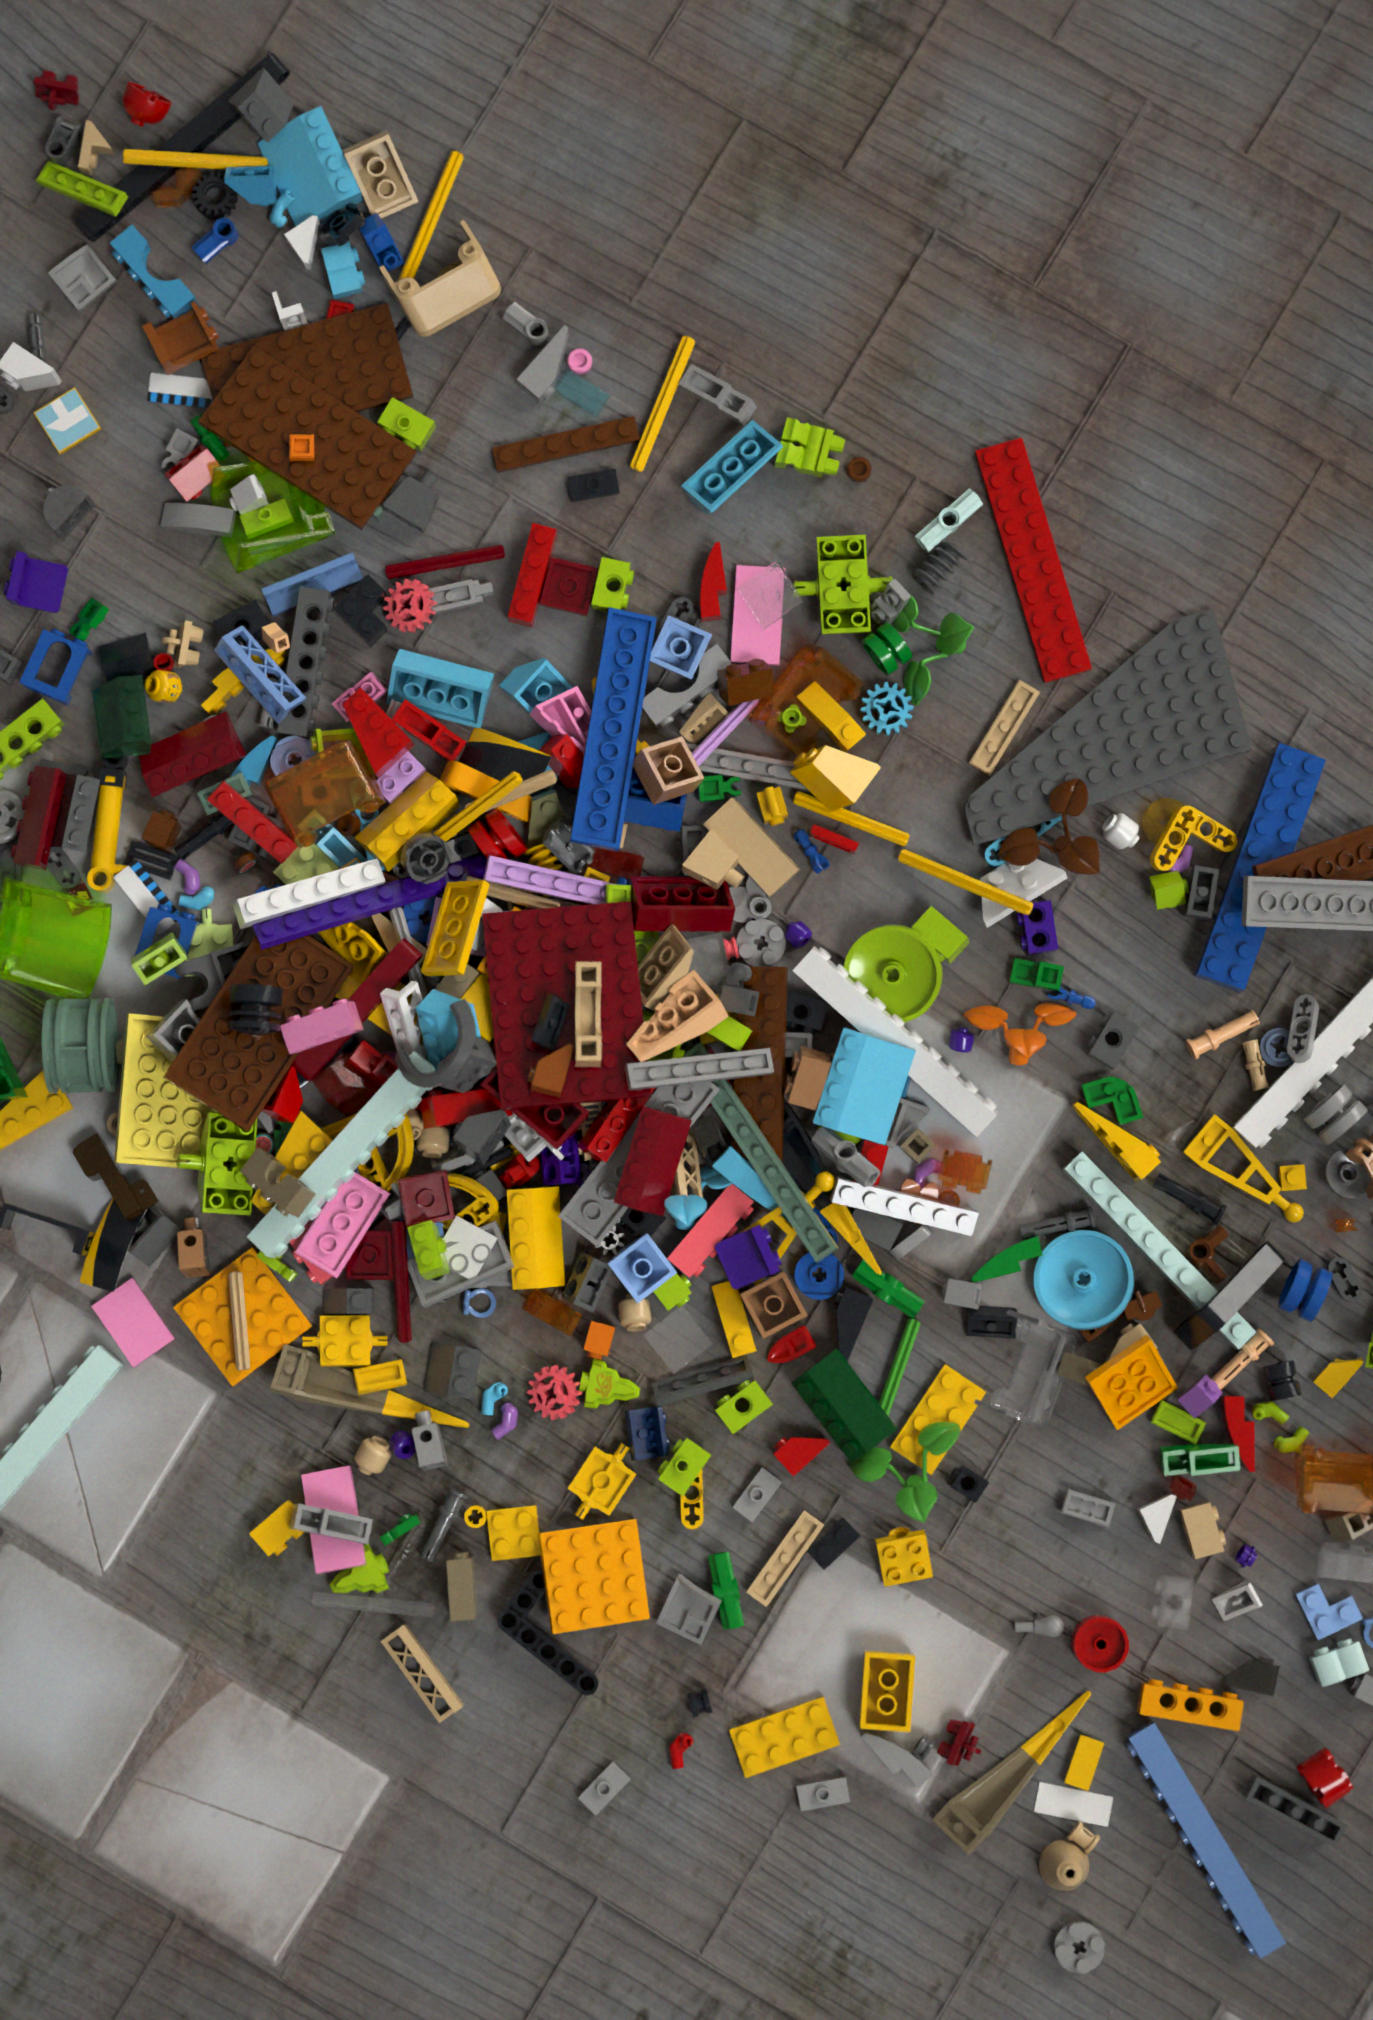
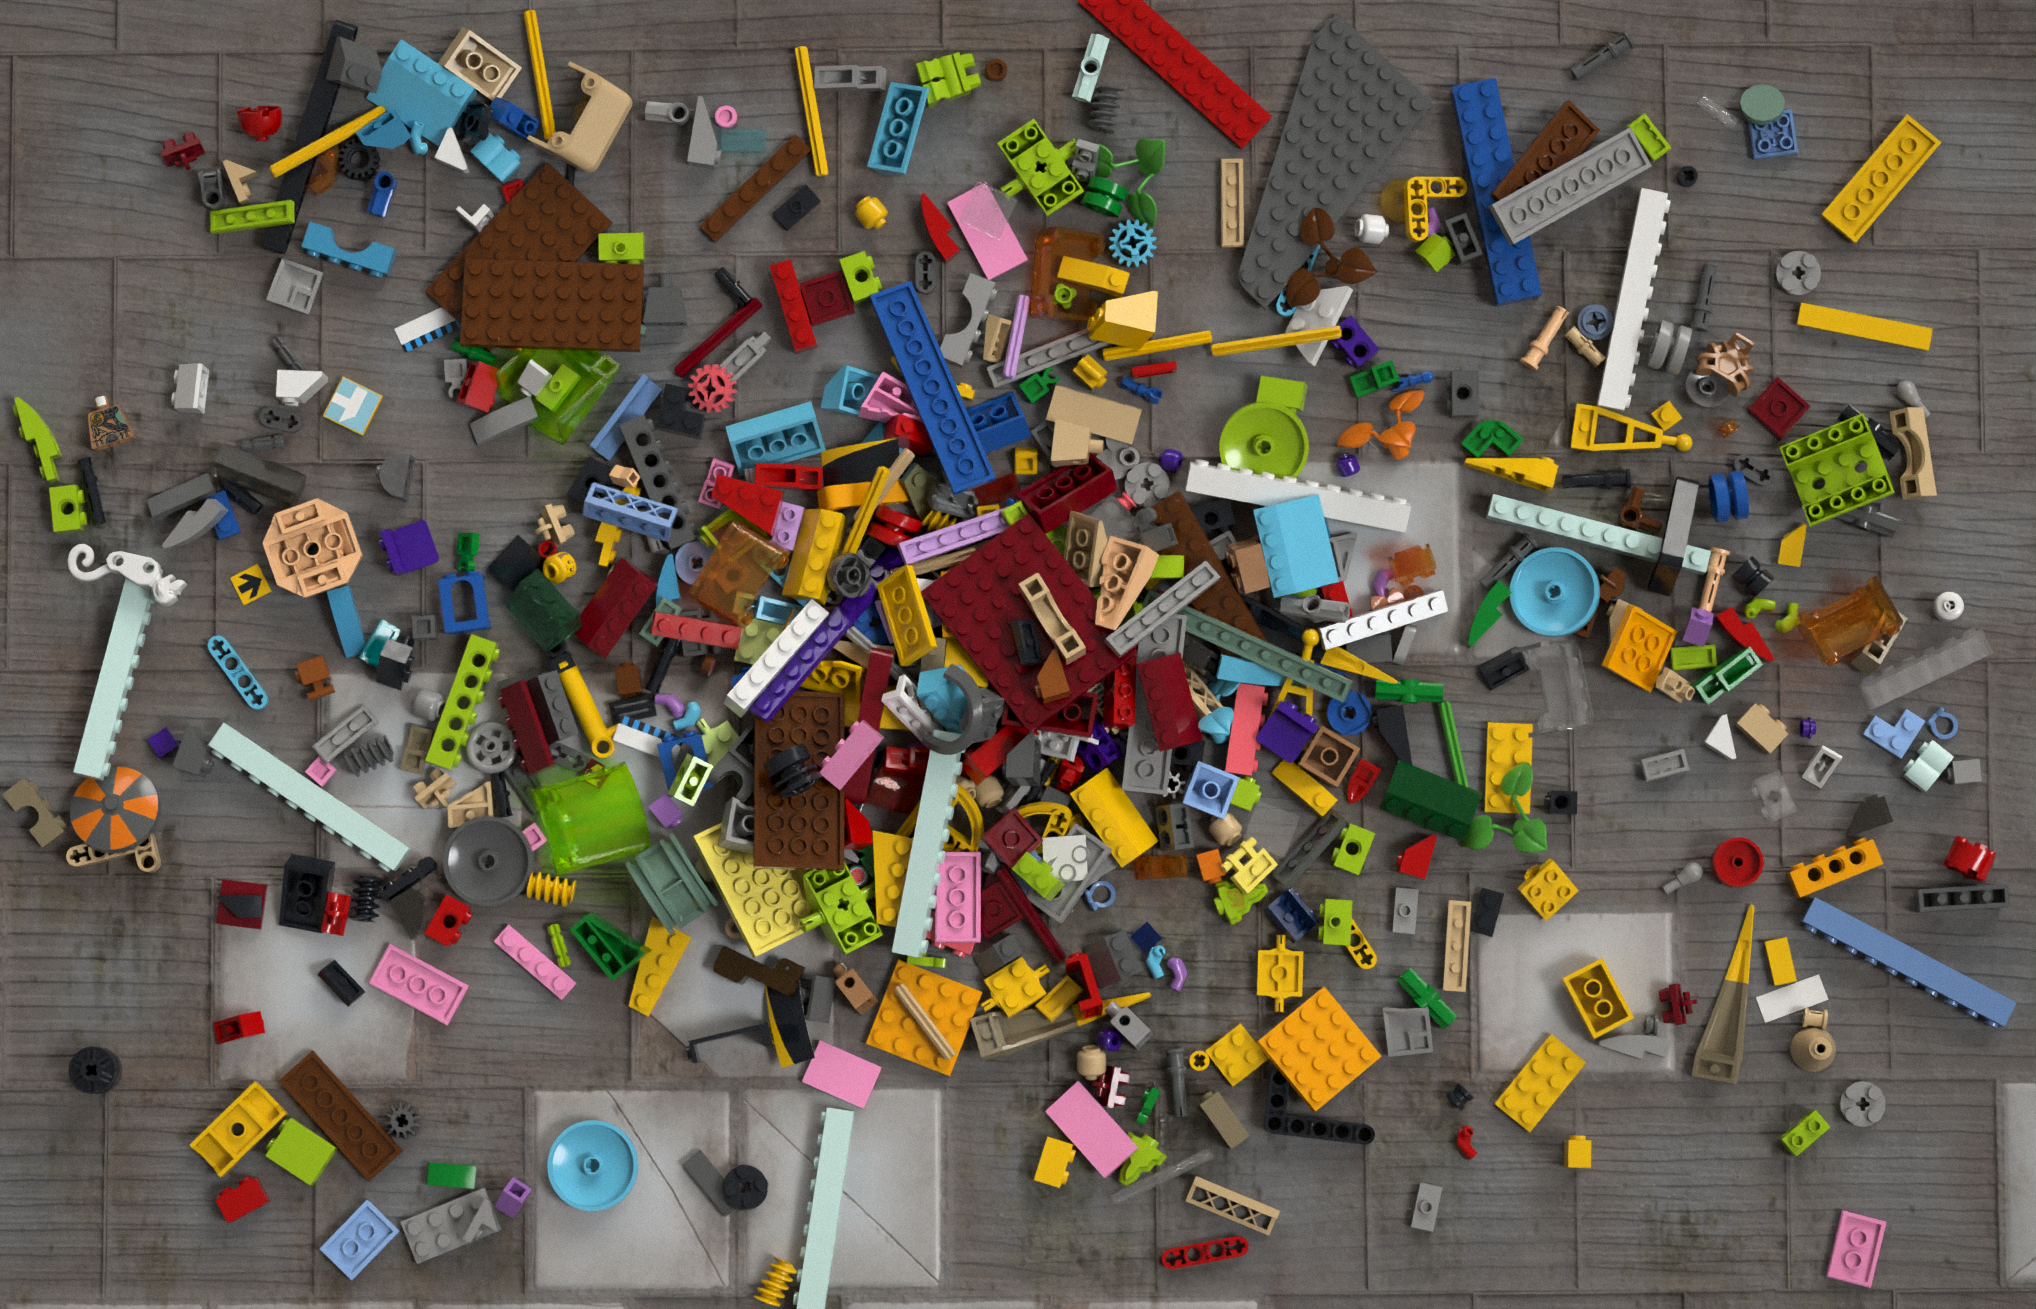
camera: 30 degrees left, 0 degrees up
(122, 976) = (667, 811): none -> medium lavender brick
(183, 339) = (405, 287): dark orange panel -> none
(264, 1173) = (875, 894): dark tan arch -> none
(301, 447) = (554, 315): orange tile -> none
(330, 1523) = (1092, 1132): light grey slope -> none
(349, 824) = (771, 587): reddish brown tile -> none
(370, 1697) = (1205, 1255): none -> red beam
(374, 1487) = (1108, 1084): none -> dark red hips
(405, 1404) = (1093, 1005): none -> red panel
(488, 522) = (732, 286): none -> black axle
(497, 1369) = (1146, 937): none -> clear blue tile
(563, 1387) = (1201, 936): coral gear -> none
(634, 1369) = (1254, 870): none -> light yellow plate
(659, 532) = (871, 212): none -> yellow head
(661, 851) = (1026, 460): none -> yellow slope
(667, 770) = (994, 394): medium nougat brick -> none
(680, 647) = (944, 293): light blue slope -> none
(745, 682) = (1011, 289): reddish brown brick -> none
(778, 1826) = (1577, 1152): none -> yellow brick
(823, 1793) = (1596, 1108): light grey plate -> none
(917, 1146) = (1364, 567): dark tan brick -> none
(962, 1293) = (1468, 660): light grey brick -> none
(1006, 1941) = (1804, 1133): none -> lime brick
(1076, 1367) = (1590, 663): dark tan brick -> none
(1143, 1438) = (1674, 686): none -> tan hips
(1182, 1487) = (1727, 705): clear red plate -> none
(1306, 1038) = (1612, 301): light grey beam -> none

